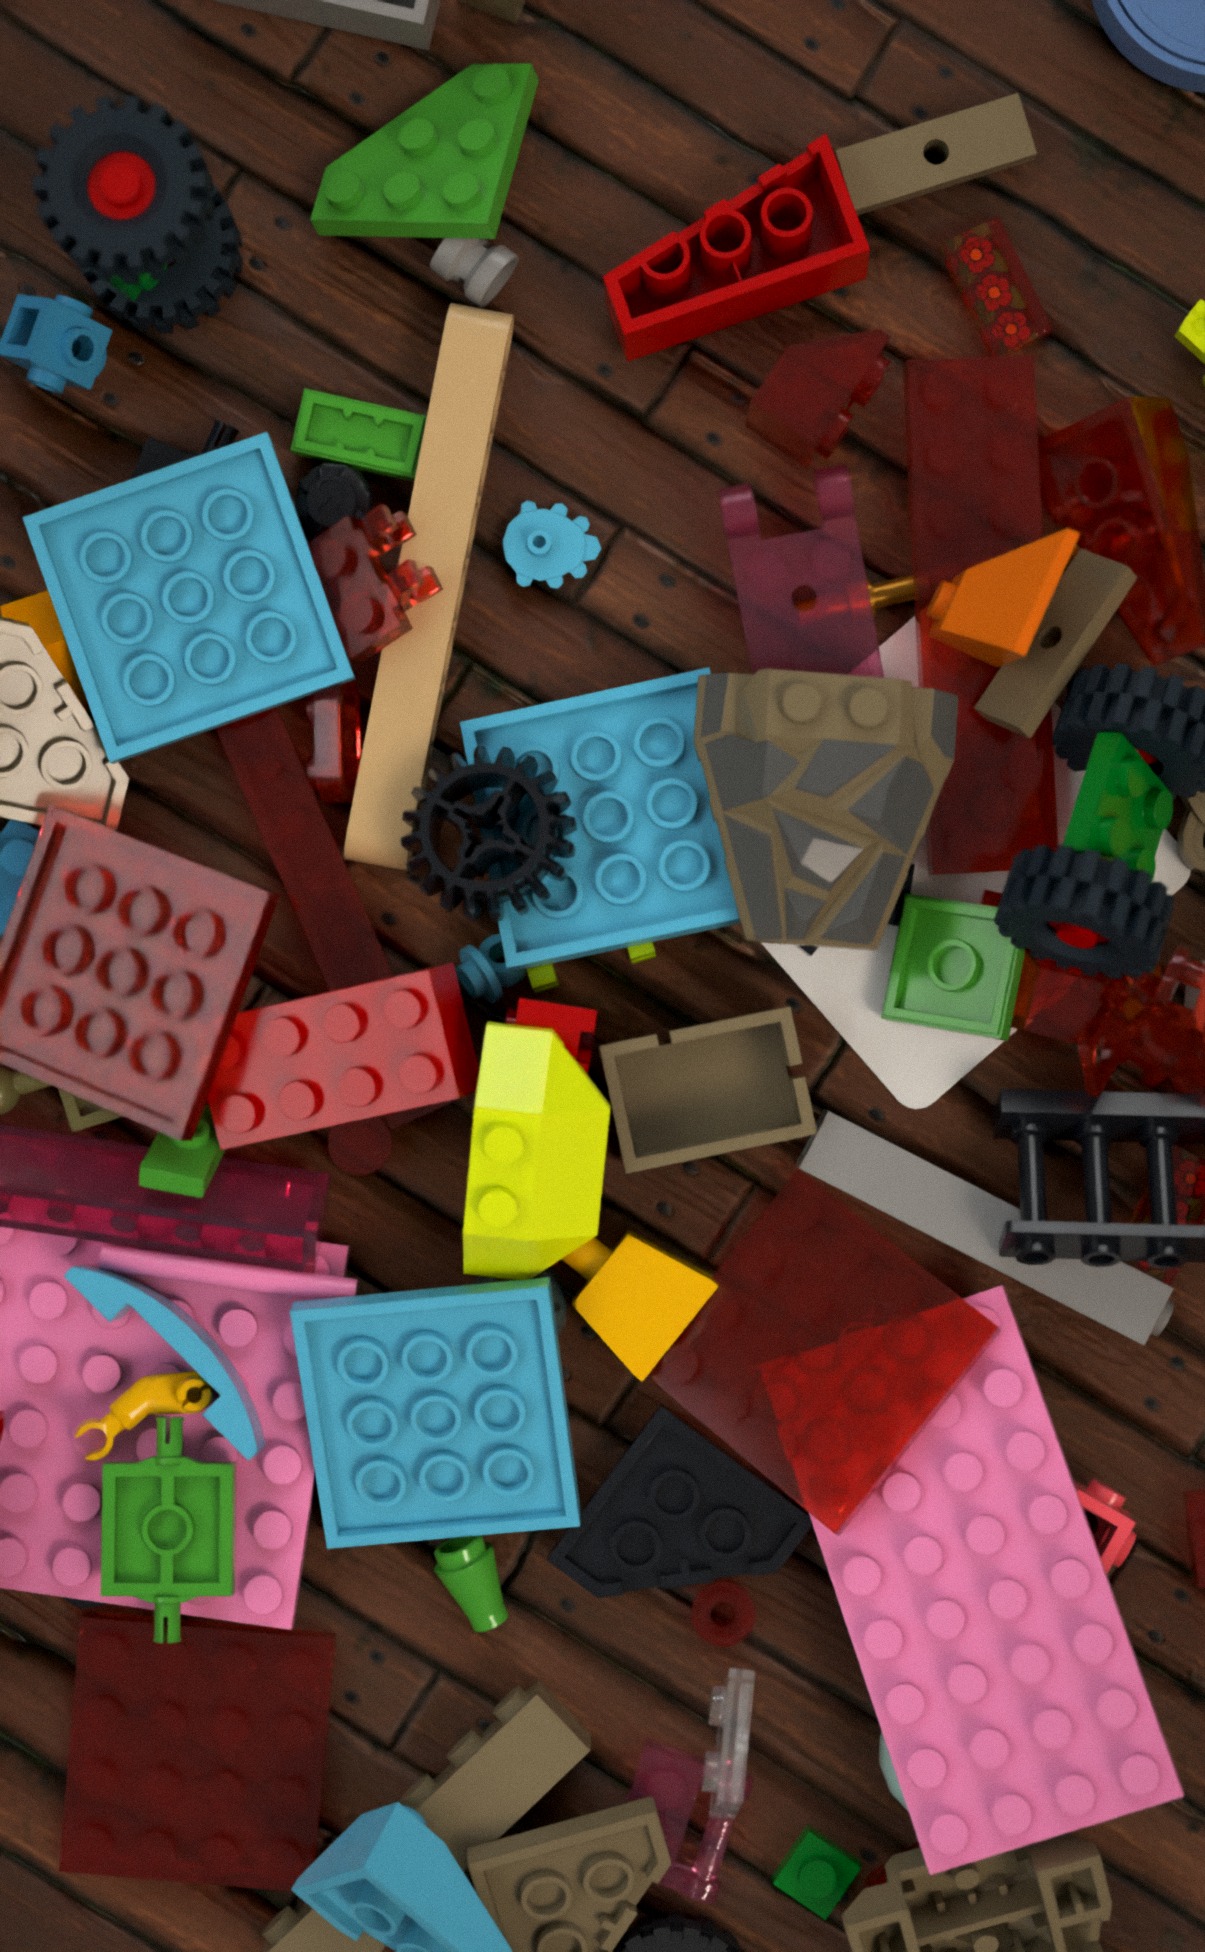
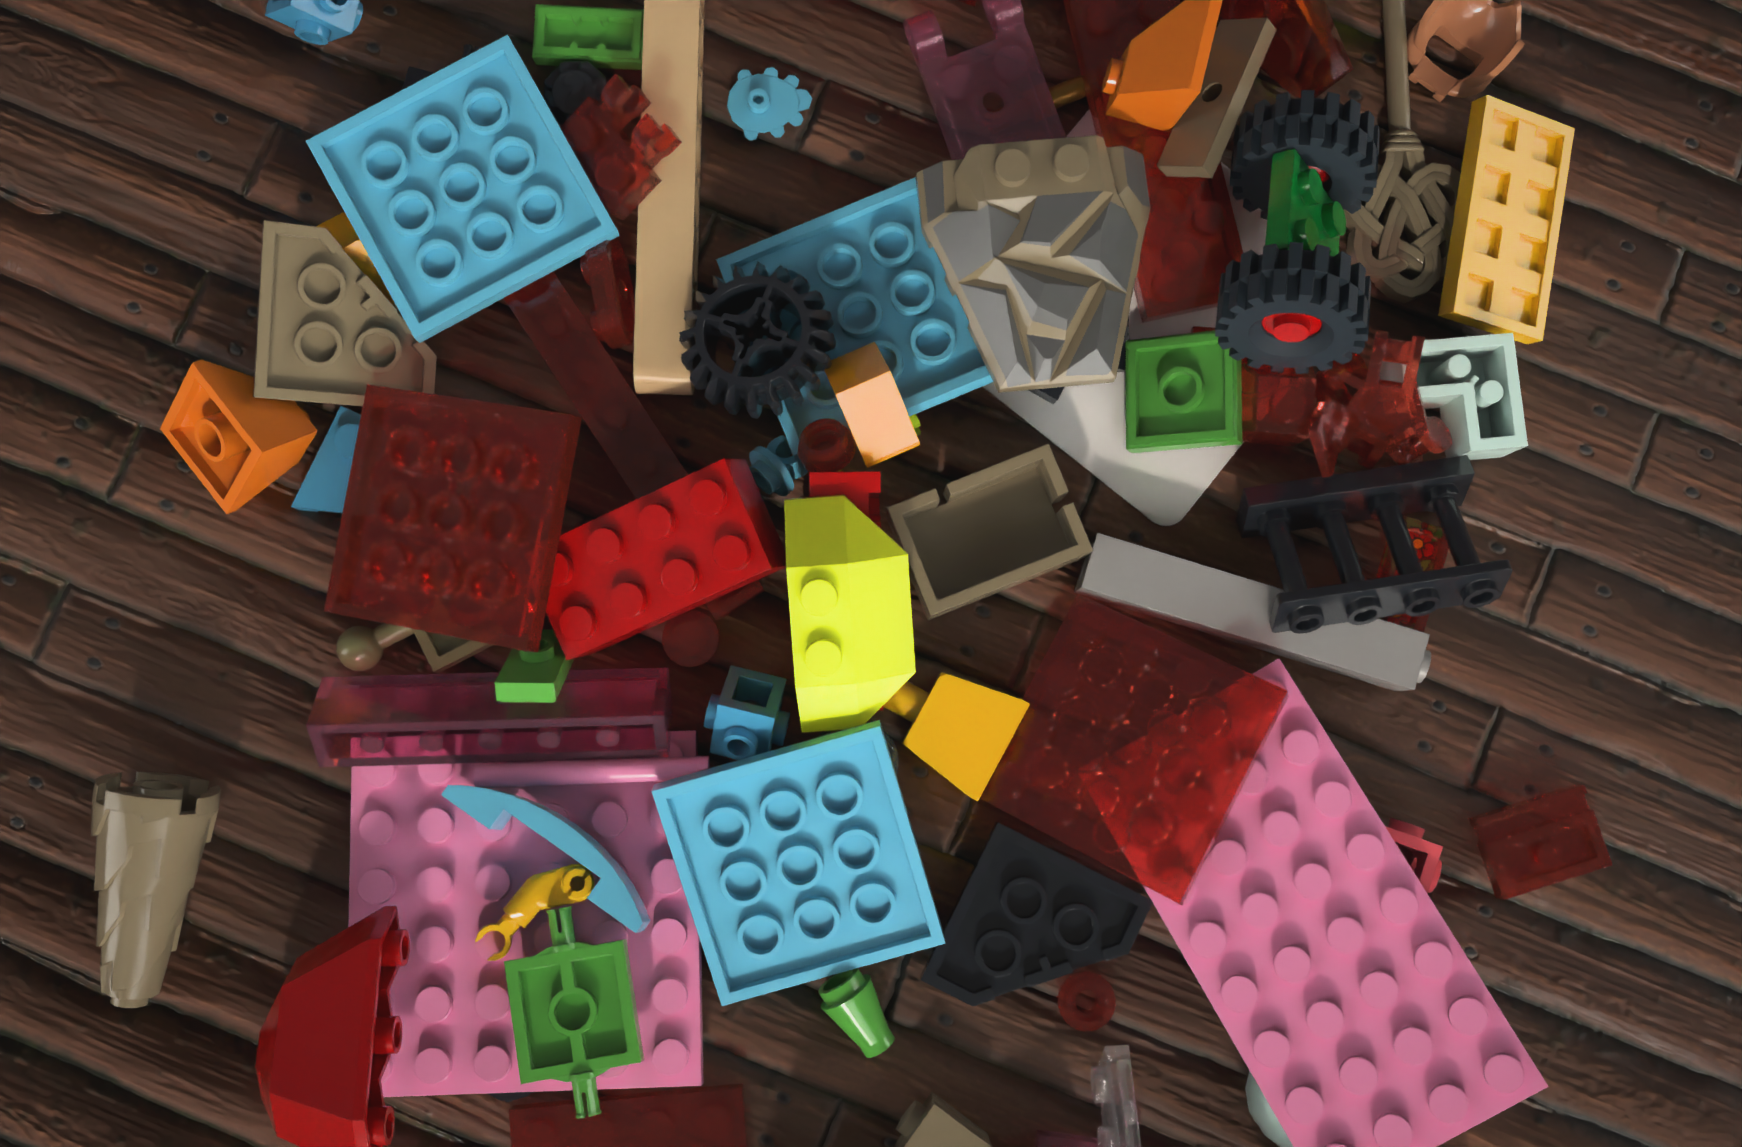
camera: 10 degrees left, 5 degrees down
(407, 1242) = (747, 714): none -> dark azure brick
(543, 969) = (826, 446): none -> clear red plate
(601, 928) = (872, 404): none -> slope

